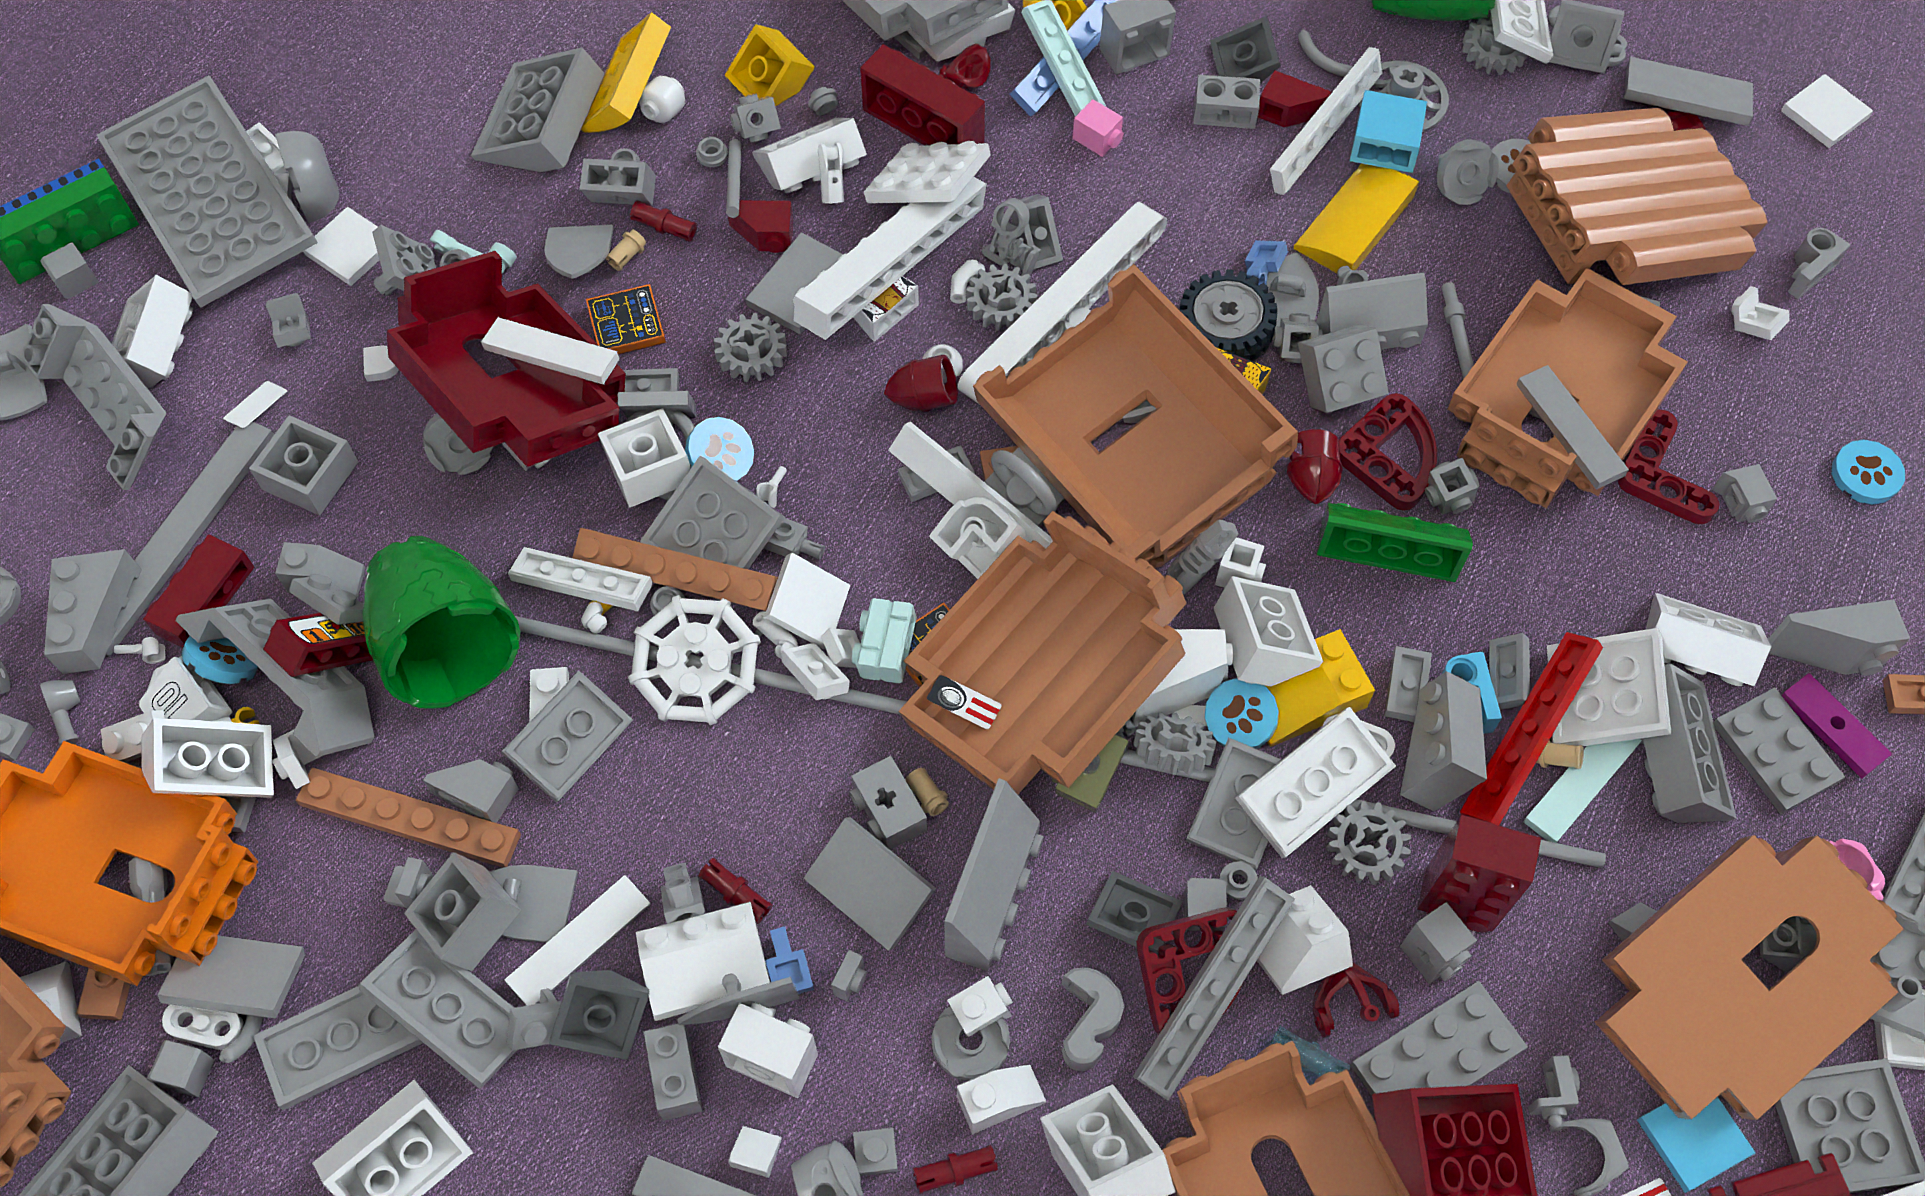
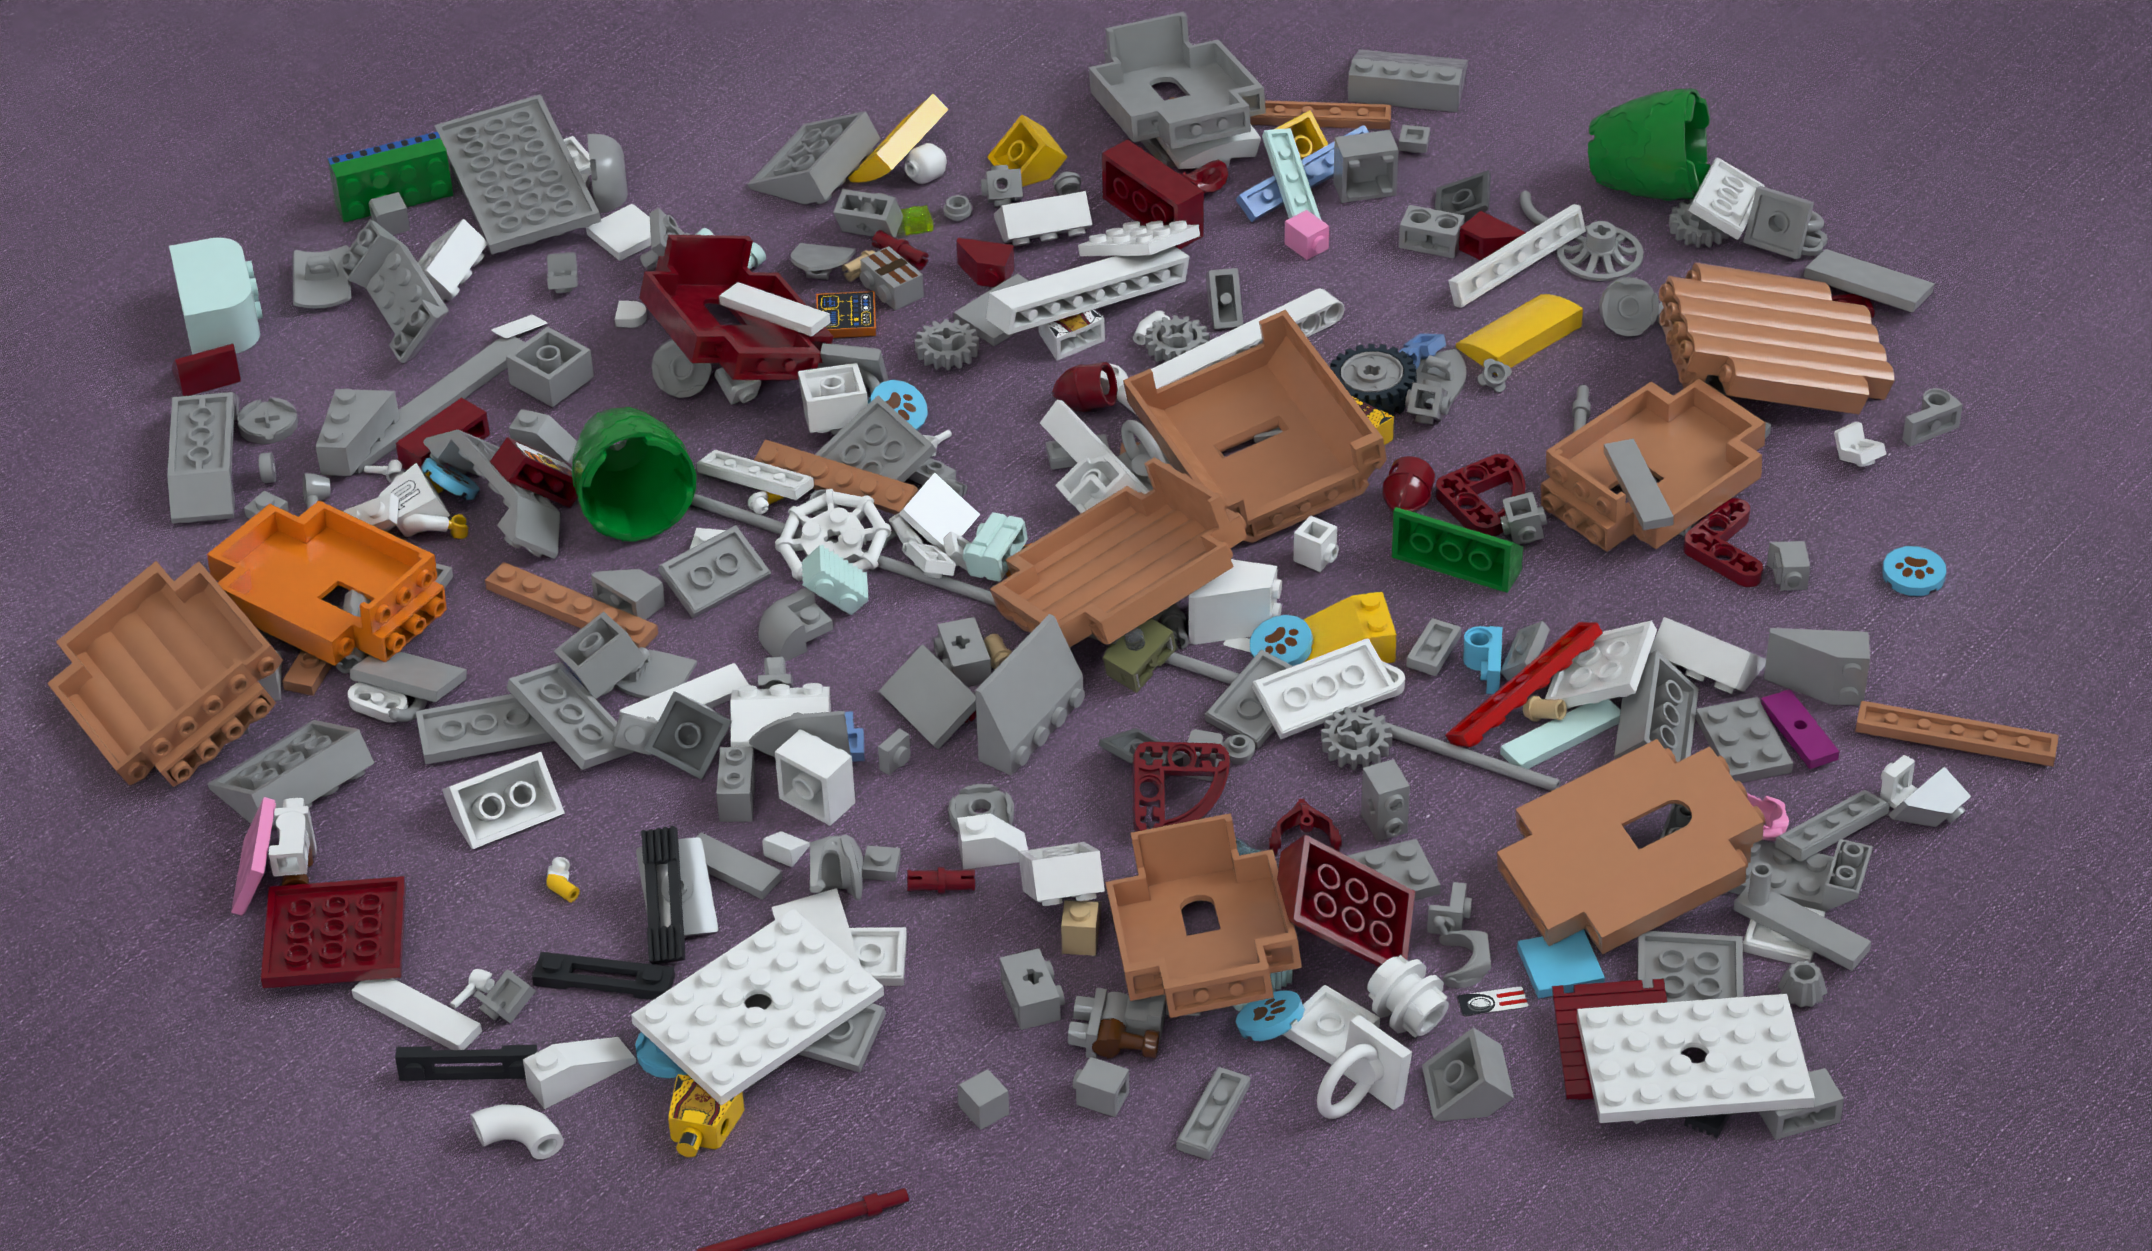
camera: 15 degrees right, 20 degrees down
(181, 1068) = (359, 715): light grey piece -> none
(208, 758) = (428, 525): white slope -> none
(292, 758) = (493, 549): white bracket -> none
(328, 599) = (541, 440): light grey plate -> none
(407, 882) = (562, 632): light grey bracket -> none
(664, 264) = (891, 278): none -> light grey brick
(671, 175) = (916, 220): none -> clear neon green plate
(678, 799) = (791, 624): none -> light grey brick
(715, 732) = (835, 580): none -> light aqua brick
(733, 178) = (969, 224): light grey bar -> none
(734, 889) = (807, 674): dark red pin -> none
(831, 178) = (1055, 236): white bar -> none
(964, 702) = (1044, 586): sticker -> none
(980, 1005) = (996, 783): white bracket -> none
(1005, 236) = (1195, 300): light grey piece -> none
(1099, 1020) = (1086, 811): light grey animal -> none
(1174, 743) = (1215, 648): light grey gear -> none
(1202, 554) = (1282, 527): light grey hinge -> none
(1213, 988) = (1193, 789): light grey tile -> none
(1266, 632) = (1317, 584): white slope -> none
(1306, 944) = (1272, 779): white slope -> none
(1343, 368) = (1456, 423): light grey brick -> none
(1388, 131) = (1568, 268): medium azure brick -> none
(1390, 304) = (1500, 393): light grey slope -> none
(1445, 743) = (1443, 679): light grey wedge -> none
(1480, 872) = (1429, 743): dark red brick -> none
(1827, 111) = (1998, 314): white tile -> none

